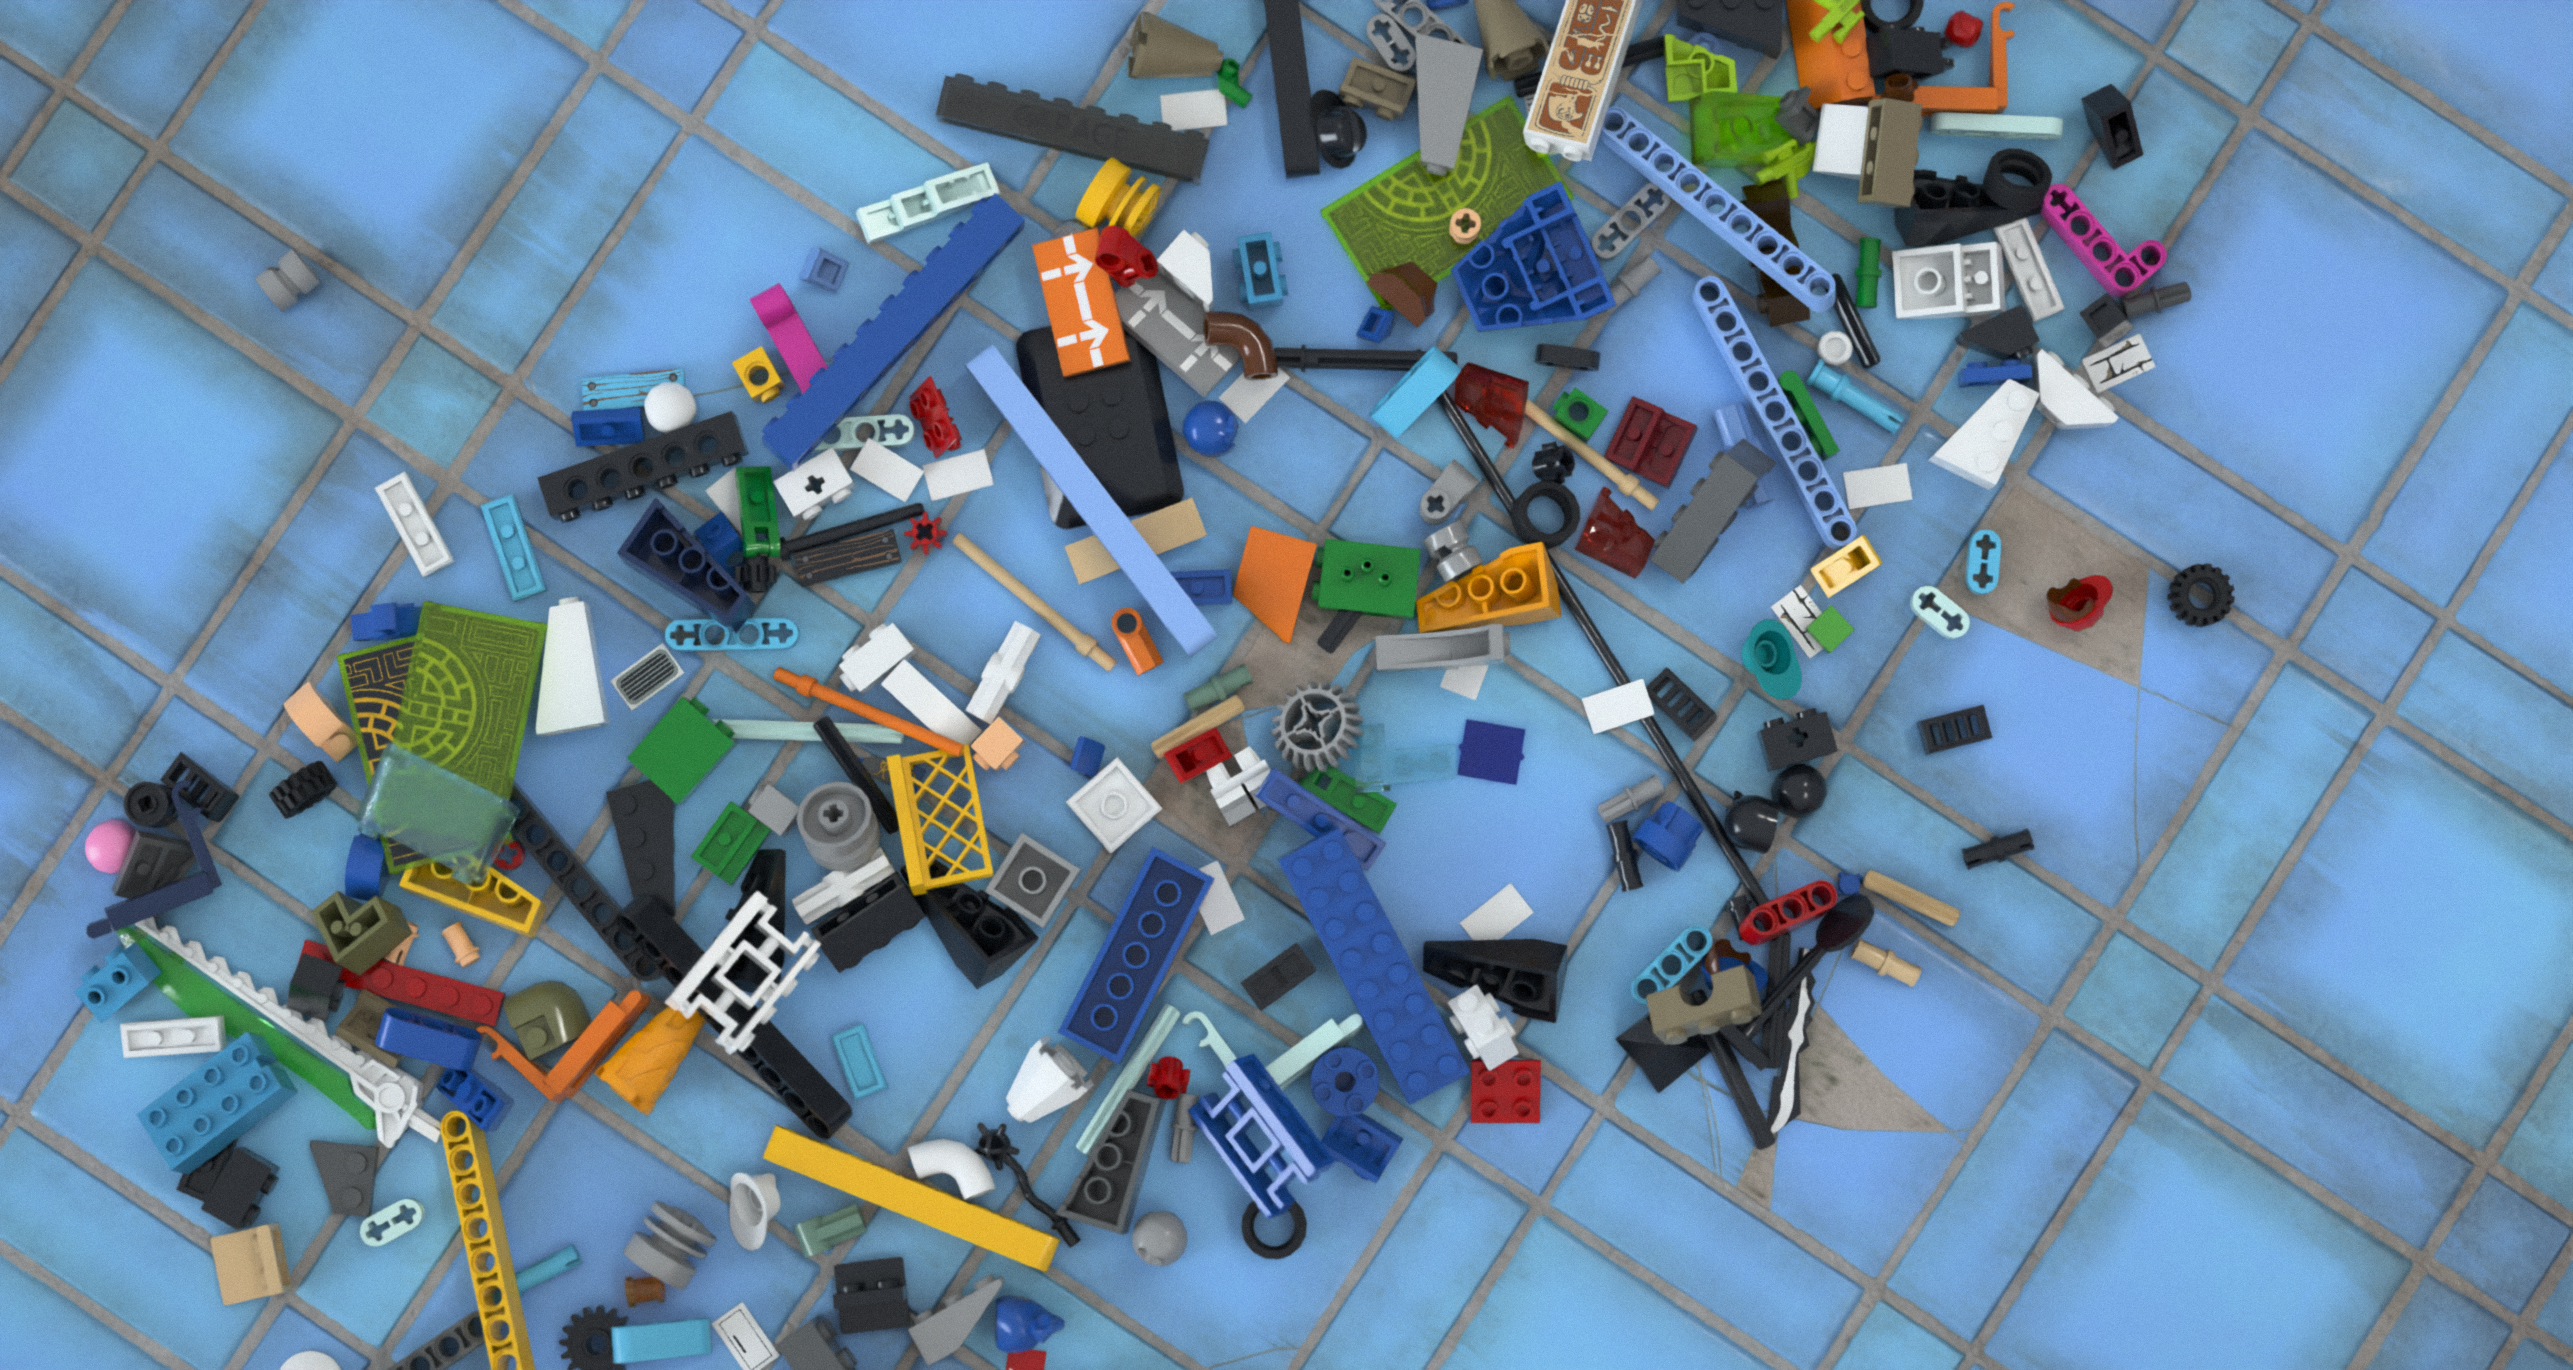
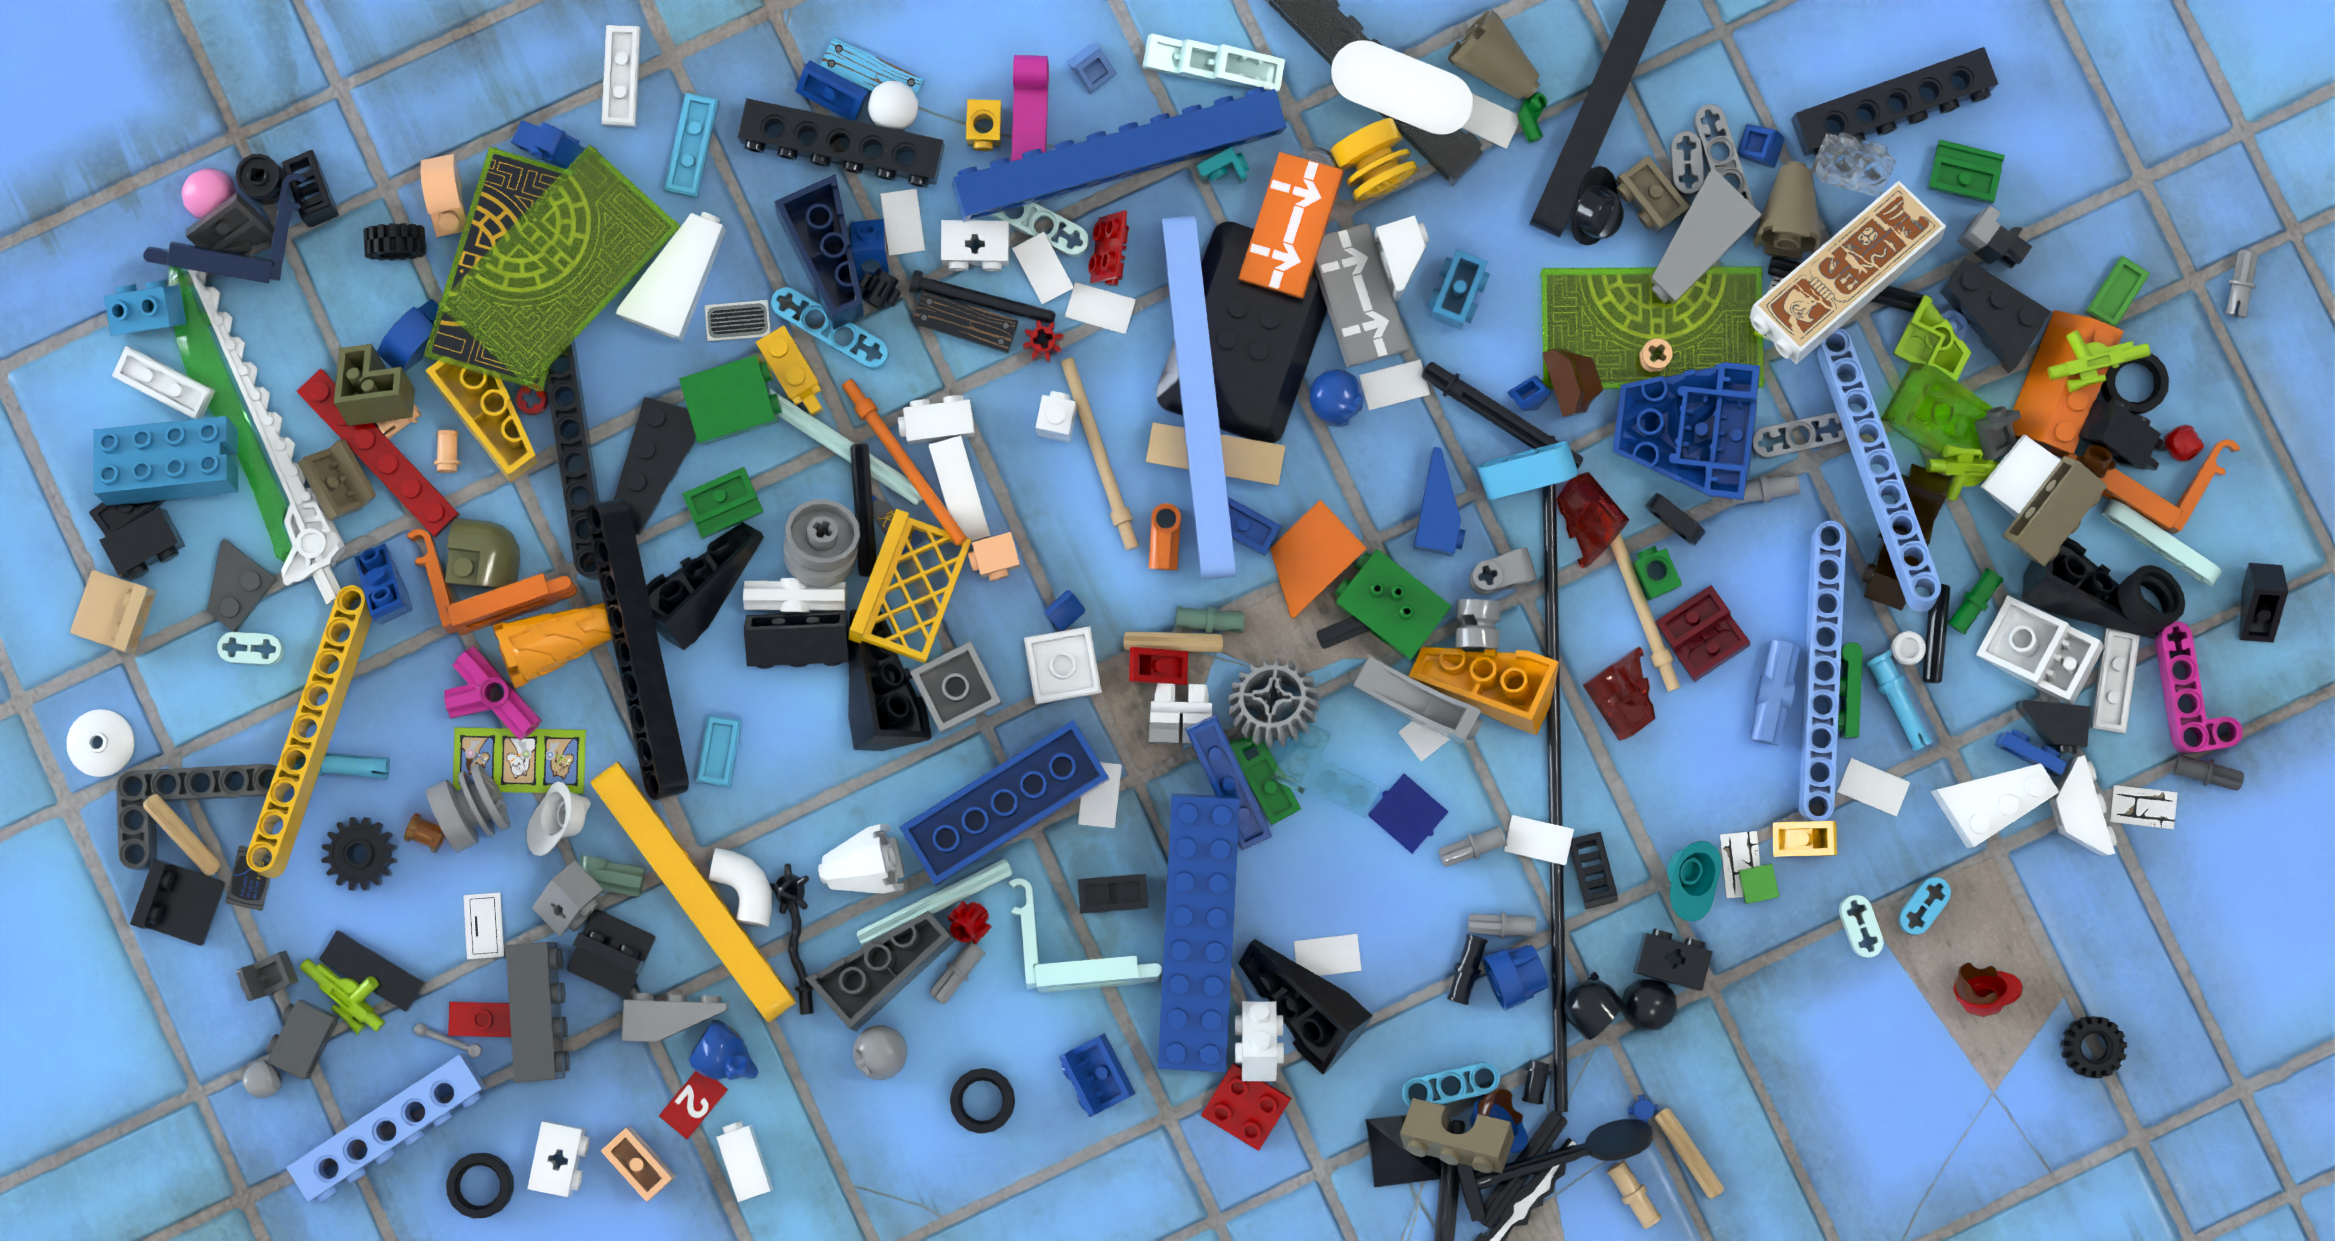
camera: 30 degrees right, 0 degrees up
(316, 987) = (305, 414): black brick -> none
(428, 1039) = (372, 513): blue beam -> none
(436, 813) = (491, 329): clear light blue windscreen -> none
(618, 1144) = (476, 695): none -> dark pink piece
(661, 1340) = (413, 883): medium azure beam -> none
(690, 1172) = (522, 764): none -> sticker
(720, 690) = (791, 369): none -> yellow hinge
(724, 957) = (658, 594): white fence -> none
(757, 511) = (913, 237): green plate -> none
(774, 809) = (775, 496): light grey brick -> none
(806, 1271) = (568, 899): none -> light grey brick
(977, 592) = (1056, 417): none -> white brick
(985, 289) = (1216, 166): none -> teal bracket
(1003, 672) = (1037, 497): white piece -> none
(1104, 125) = (1402, 87): none -> white sticker
(1124, 257) = (1350, 208): red piece -> none
(1246, 338) = (1413, 340): reddish brown cylinder -> none
(1278, 1121) = (1038, 1013): blue fence -> none
(1344, 1081) = (1114, 1015): blue plate -> none
(1362, 477) = (1439, 516): none -> blue slope
(1553, 463) = (1608, 601): black gear -> none
(1562, 497) = (1599, 635): black tyre -> none
(1564, 747) = (1472, 846): none -> light grey axle
(1710, 509) = (1718, 721): dark grey wedge -> none
(1775, 920) = (1591, 1099): red beam -> none
(1928, 738) = (1786, 1026): black slope -> none
(1997, 849) = (1788, 1156): black pin -> none
(2106, 320) = (2155, 764): black brick -> none

